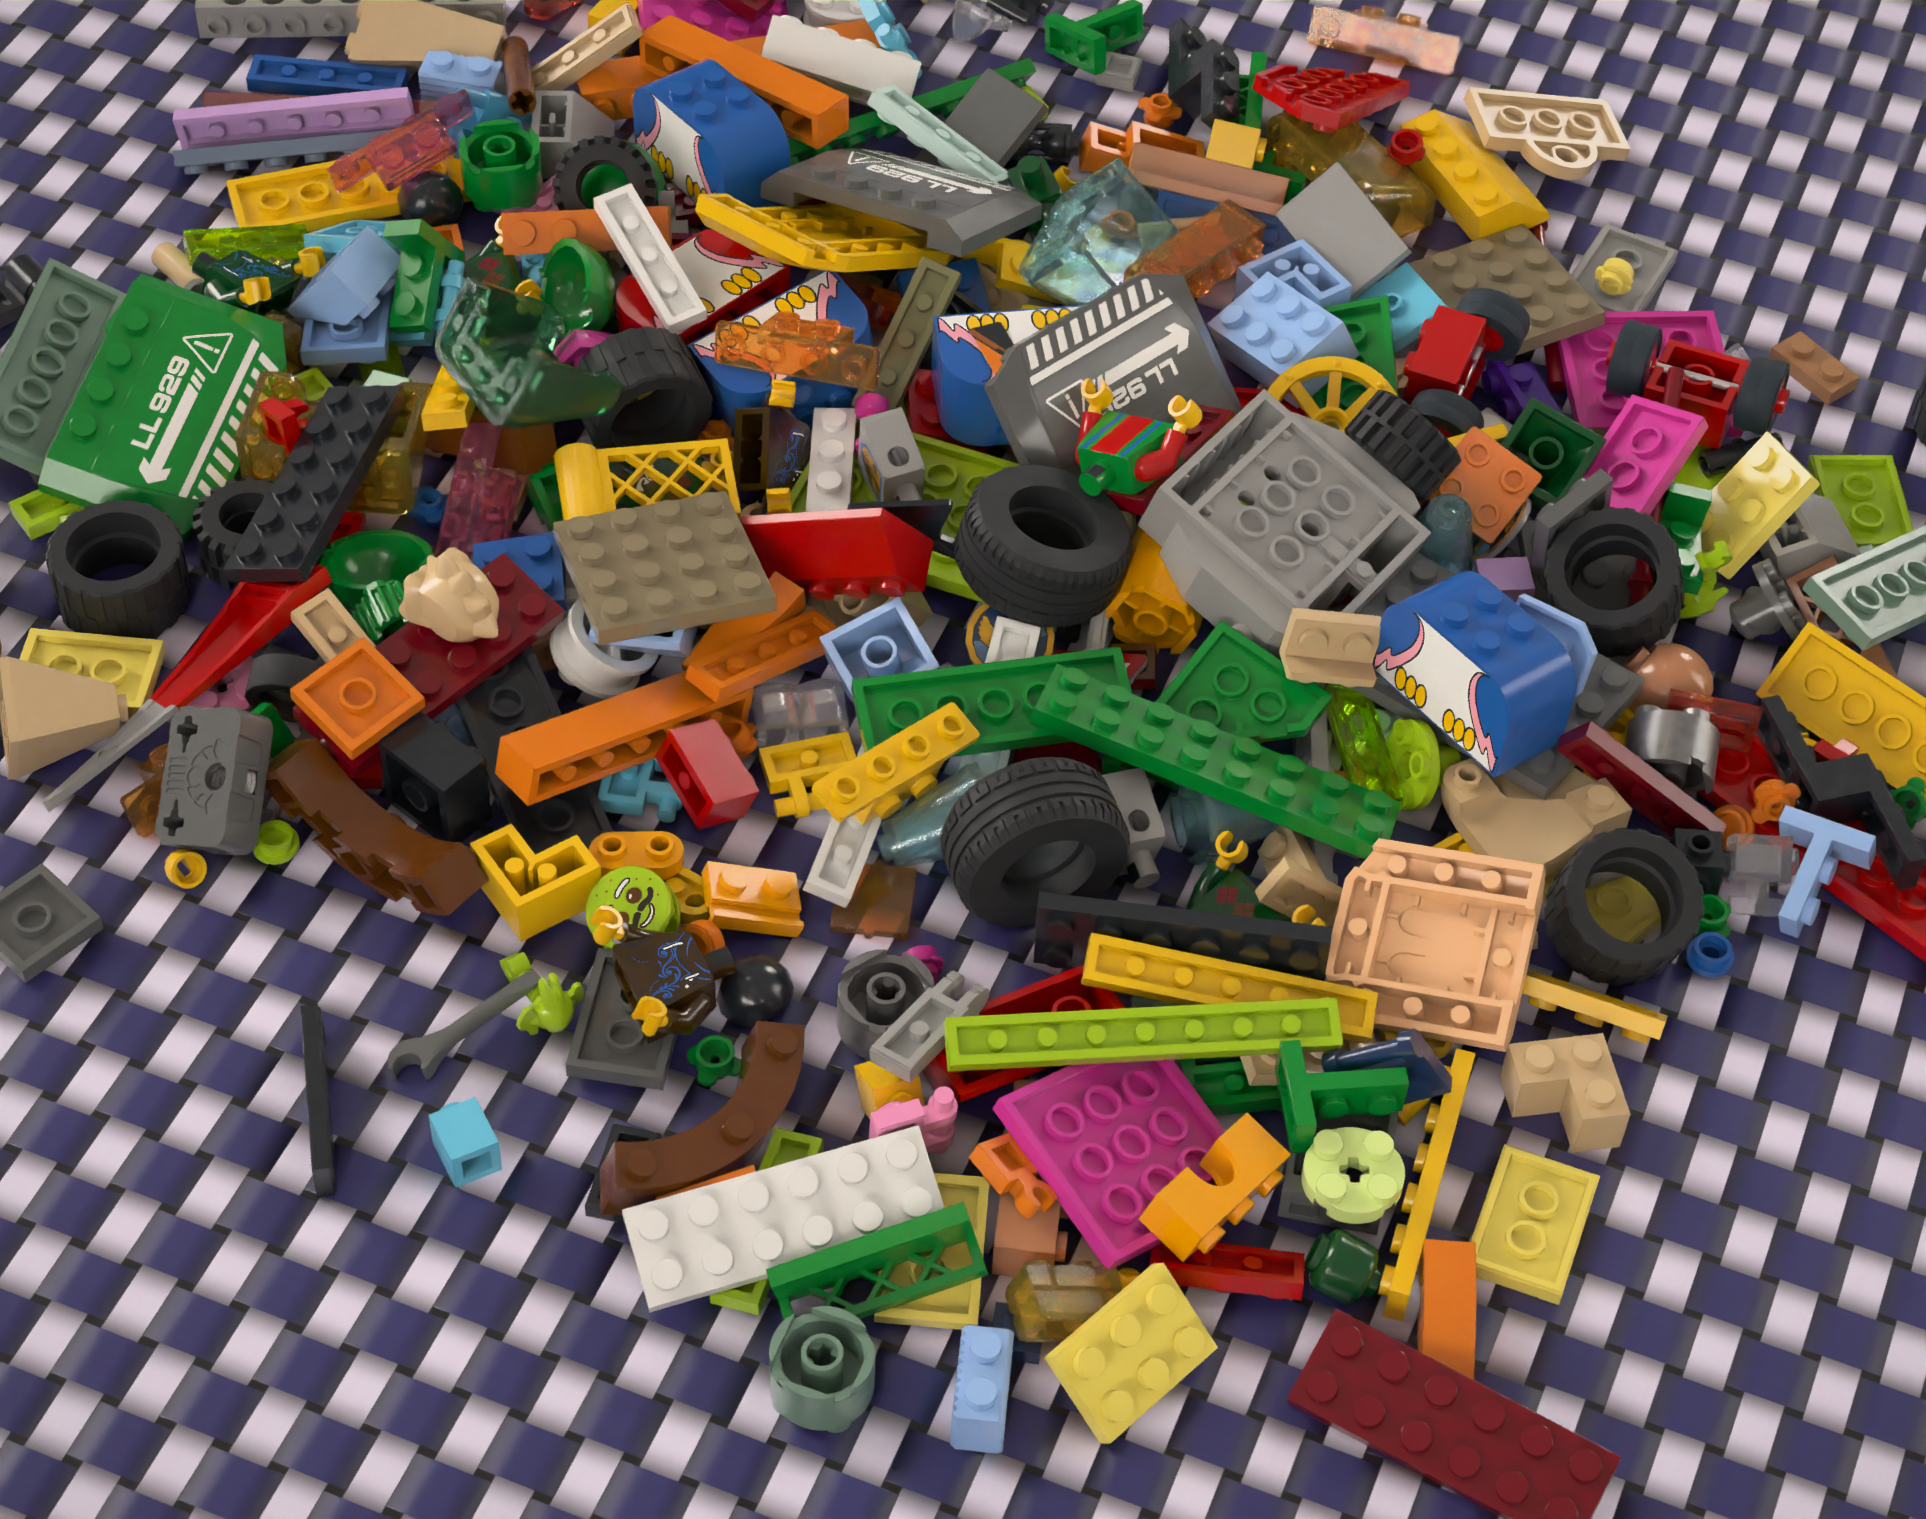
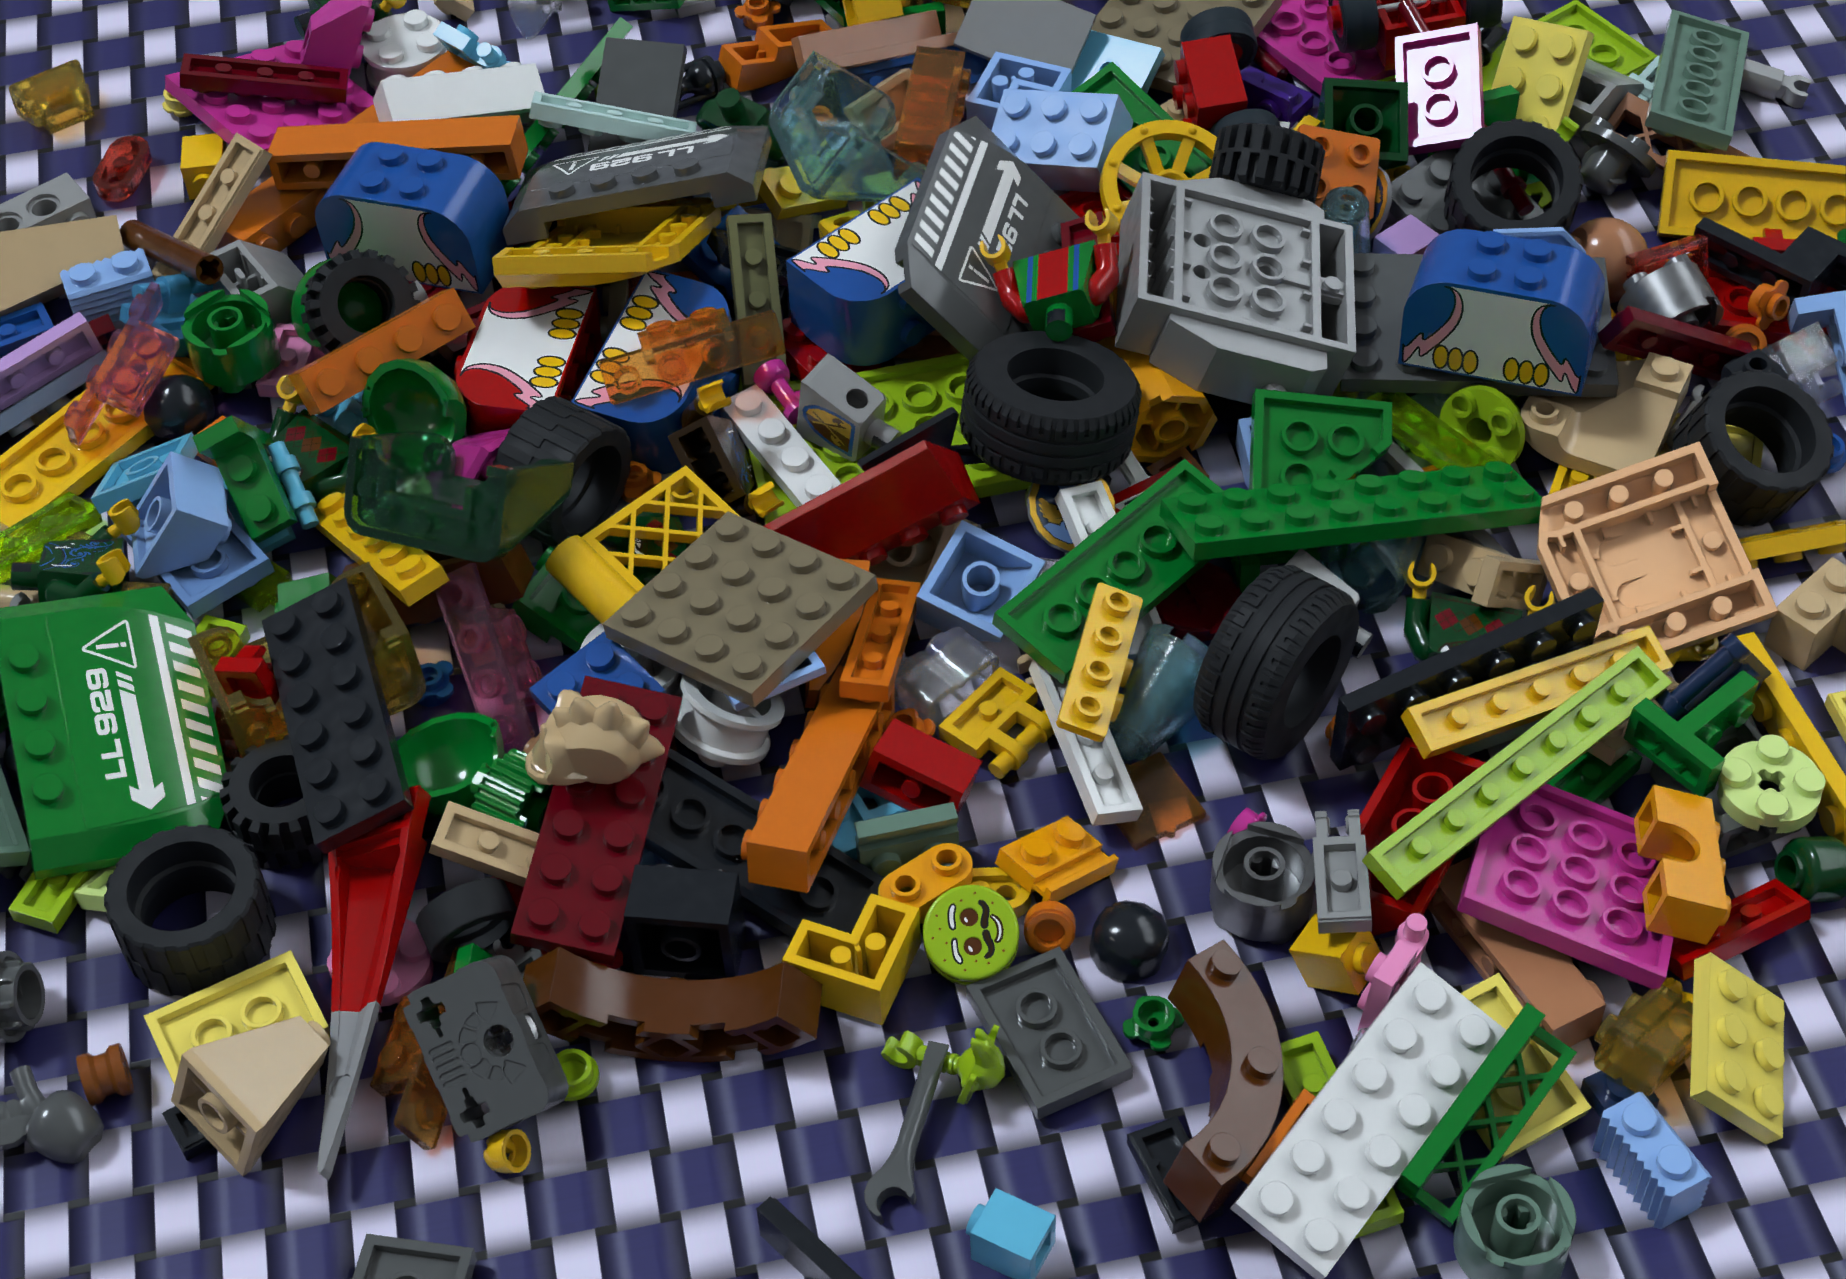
camera: 30 degrees left, 0 degrees up
(357, 698) = (576, 885): orange plate -> none
(644, 809) = (897, 838): none -> sand green plate
(650, 258) = (479, 341): white plate -> none
(662, 974) = (1063, 974): dark brown torso -> none
(992, 342) = (869, 260): sticker -> none
(1011, 1171) = (1519, 956): orange plate -> none
(1330, 647) = (1369, 361): tan bracket -> none
(1582, 497) = (1439, 161): dark grey plate -> none

